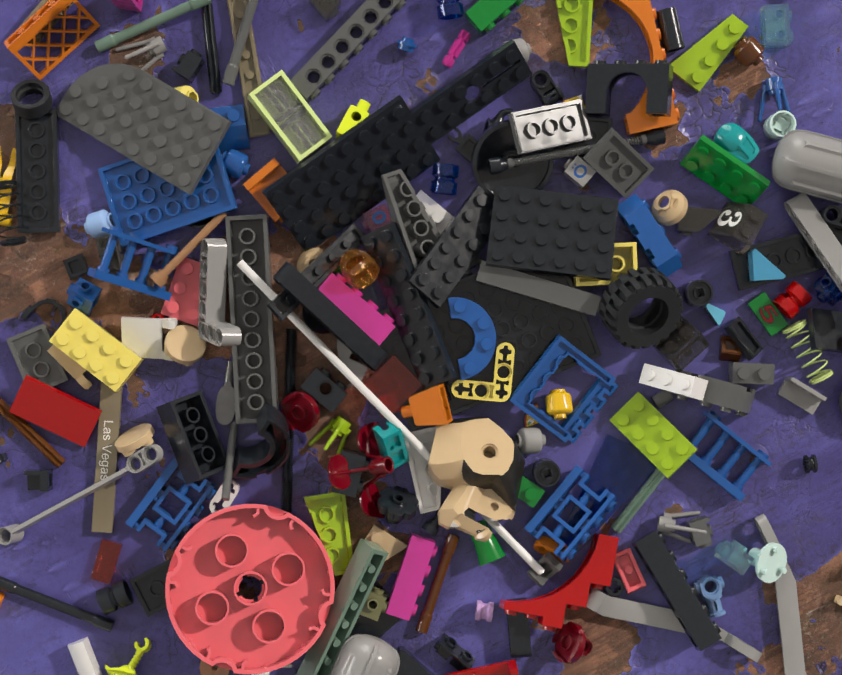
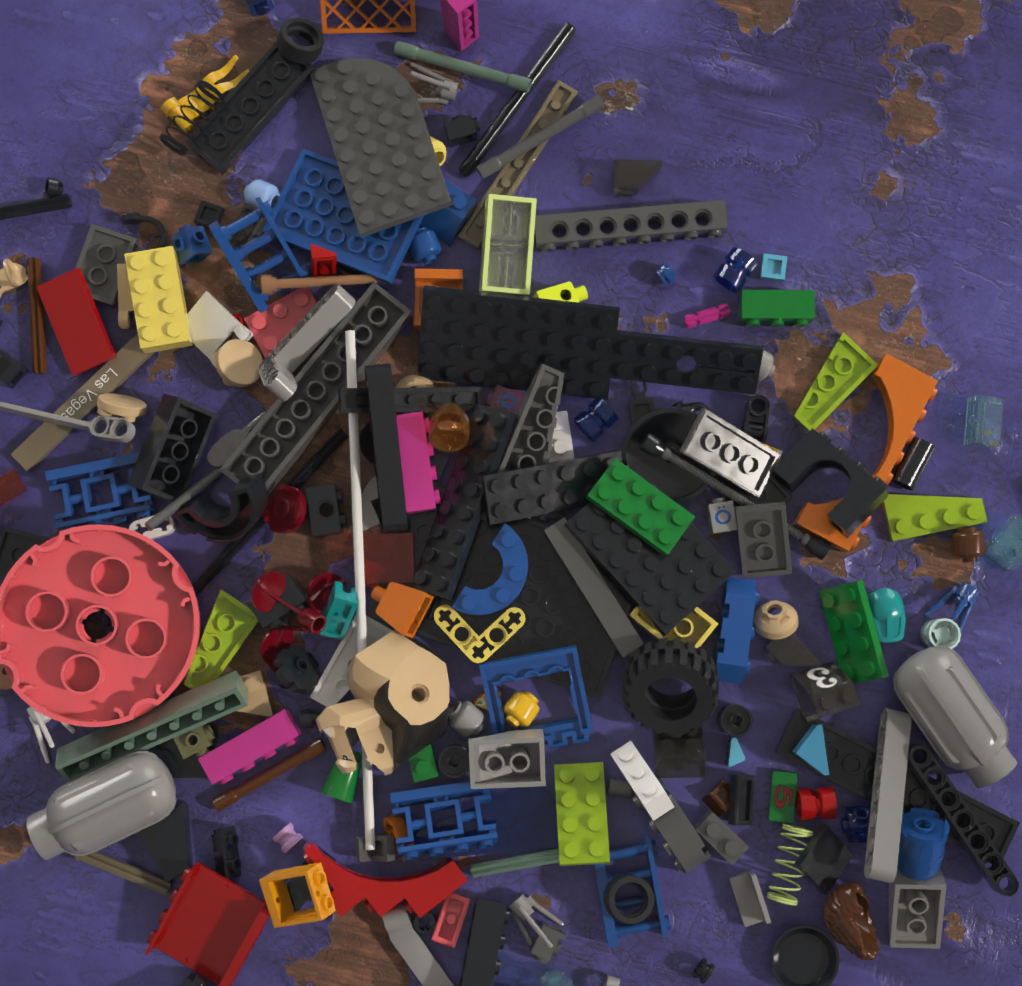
camera: 40 degrees right, 5 degrees down
(180, 233) = (322, 262): none -> red slope
(339, 427) = (308, 555): lime plant -> none
(522, 657) = (282, 911): none -> light orange window
(524, 212) = (640, 507): none -> green plate
(570, 643) = (338, 938): dark red tile -> none
(579, 442) = (507, 760): none -> light grey slope
(742, 456) = (646, 906): none -> black tyre

